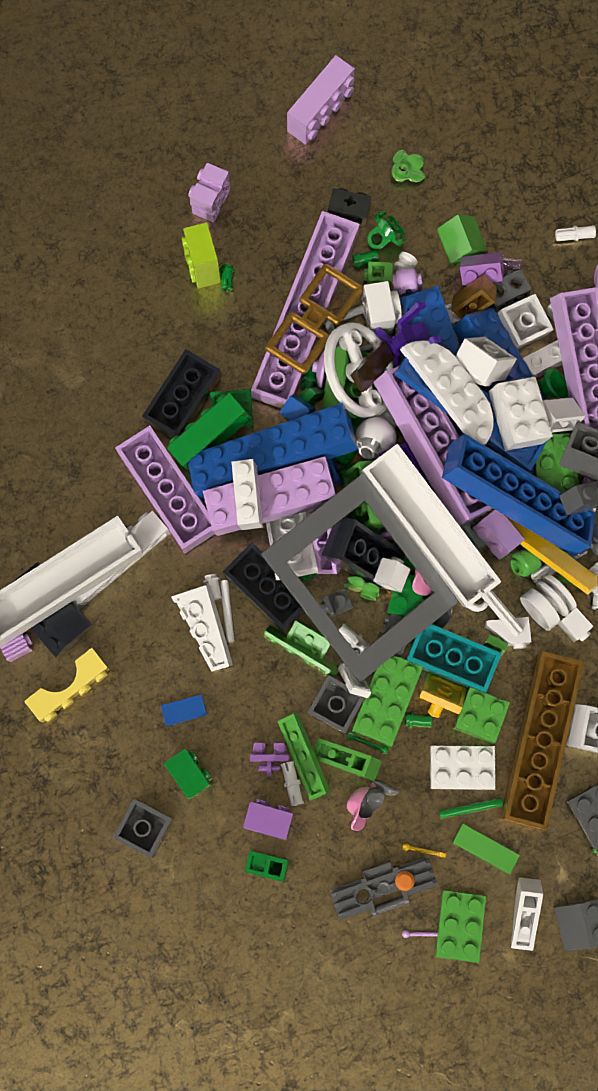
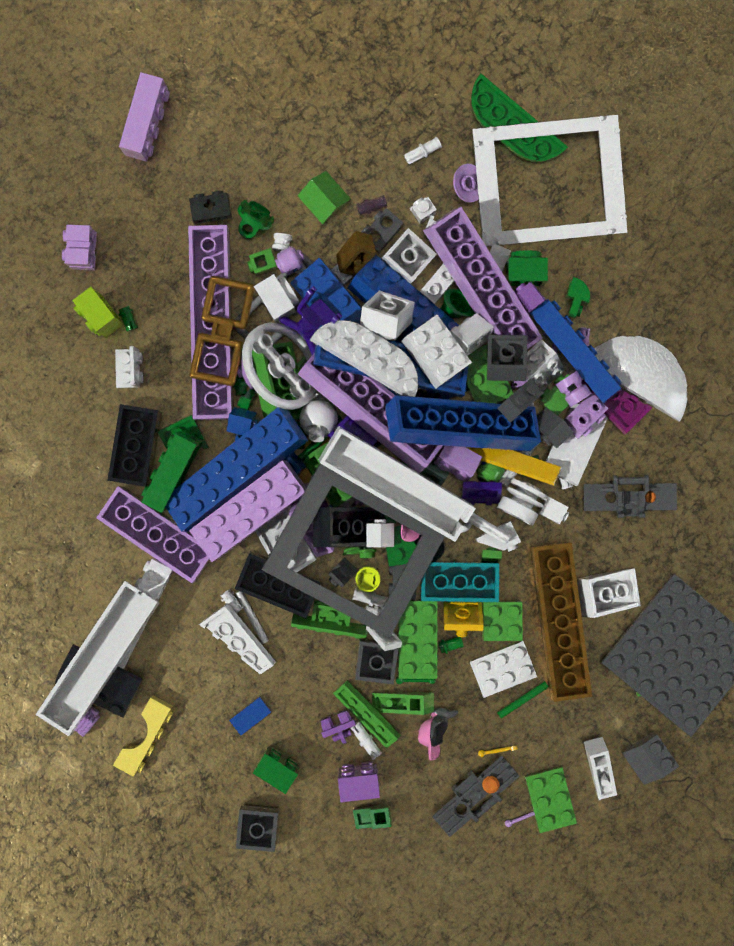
camera: 15 degrees left, 10 degrees up
(207, 321) = (128, 368): none -> white bracket
(247, 494) = (228, 522): white brick -> none
(360, 617) = (367, 578): none -> neon yellow wheel
(365, 258) = (244, 251): green pin -> none
(372, 366) = (291, 360): dark brown tile -> none
(407, 167) = (249, 144): bright green plate -> none
(476, 265) = (352, 219): medium lavender brick -> none
(486, 848) = (547, 728): bright green tile -> none
(513, 578) = (482, 492): none -> dark purple plate
(554, 283) = (423, 209): none -> white brick

